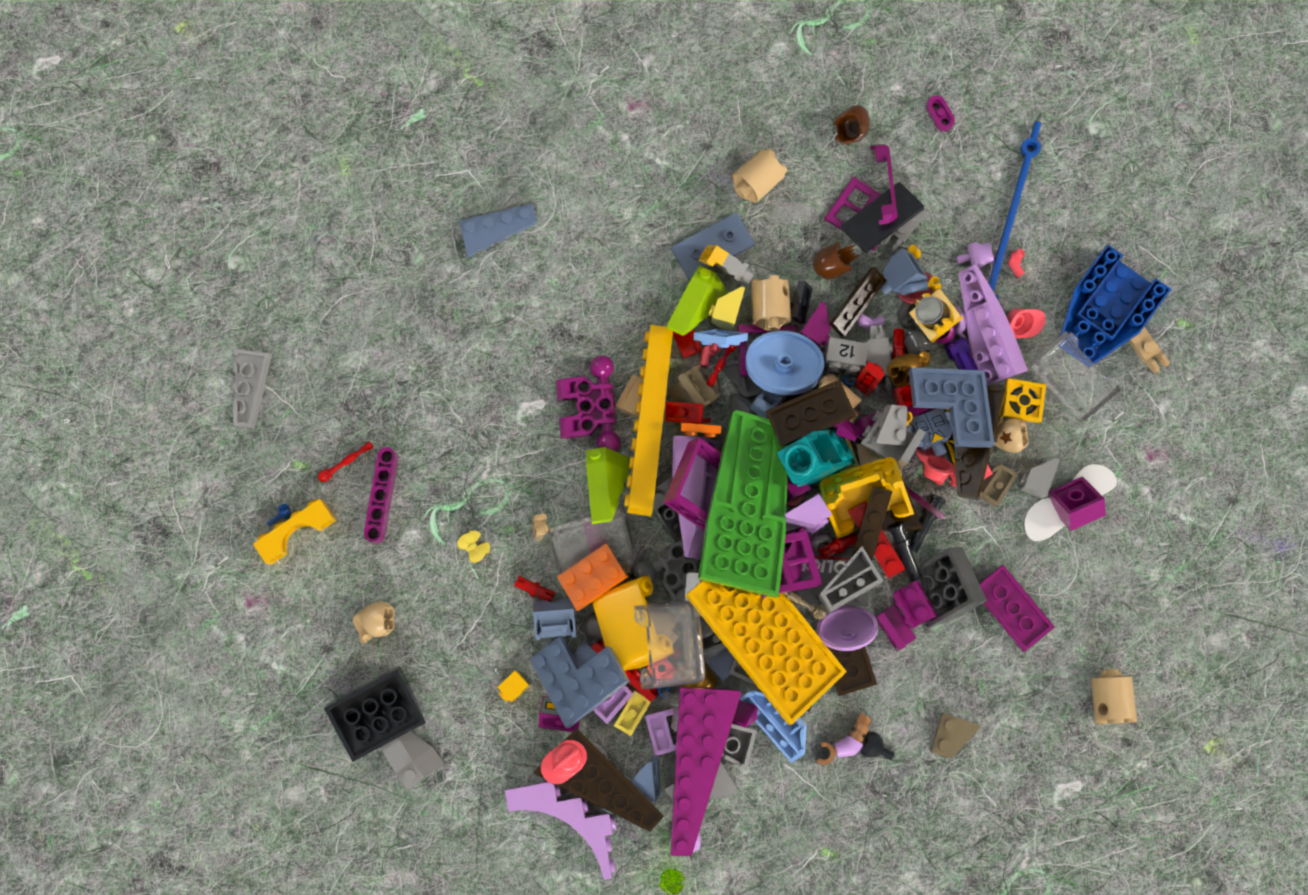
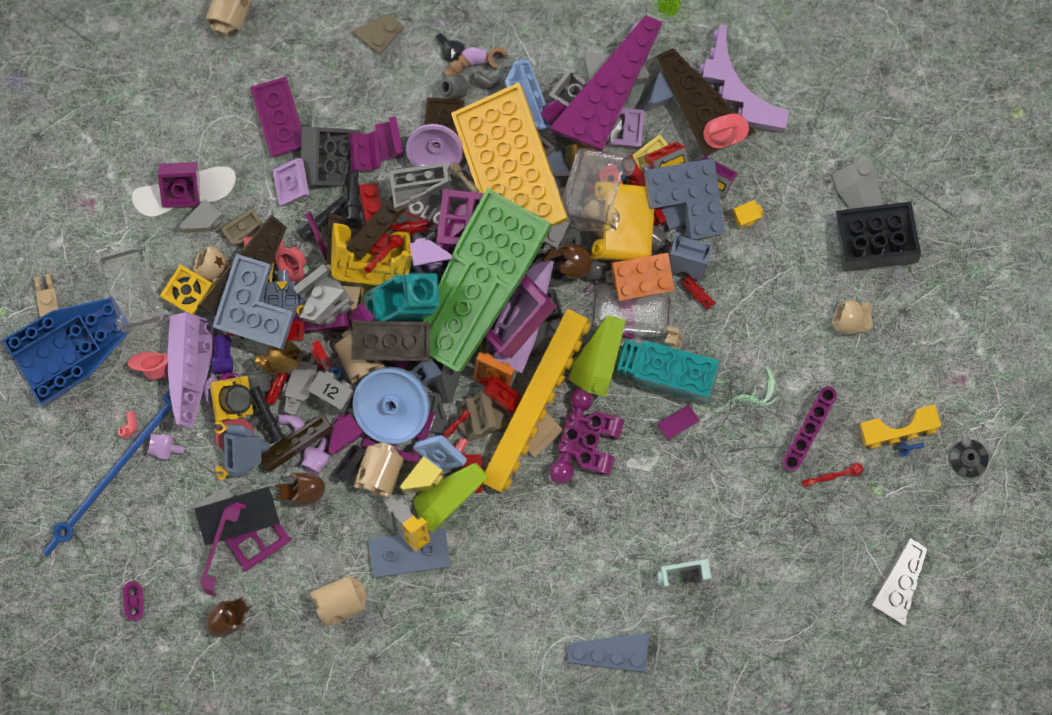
camera: 160 degrees left, 0 degrees up
(228, 532) = (962, 465): none -> dish
(454, 320) = (702, 565): none -> light aqua panel
(468, 543) = (740, 346): light yellow piece -> none
(509, 456) = (678, 422): none -> magenta slope
(526, 496) = (669, 370): none -> teal piece
(613, 712) = (668, 155): none -> panel
(668, 566) = (575, 260): none -> reddish brown helmet
(826, 724) = (485, 82): none -> dark grey arm
(833, 296) = (315, 458): none -> lavender piece
(846, 522) = (394, 242): none -> red piece
(854, 704) = (454, 87): none -> dark grey head
(865, 407) = (328, 347): none -> light grey plate
(890, 310) = (269, 422): none -> black pin
(972, 544) = (291, 182): none -> lavender plate

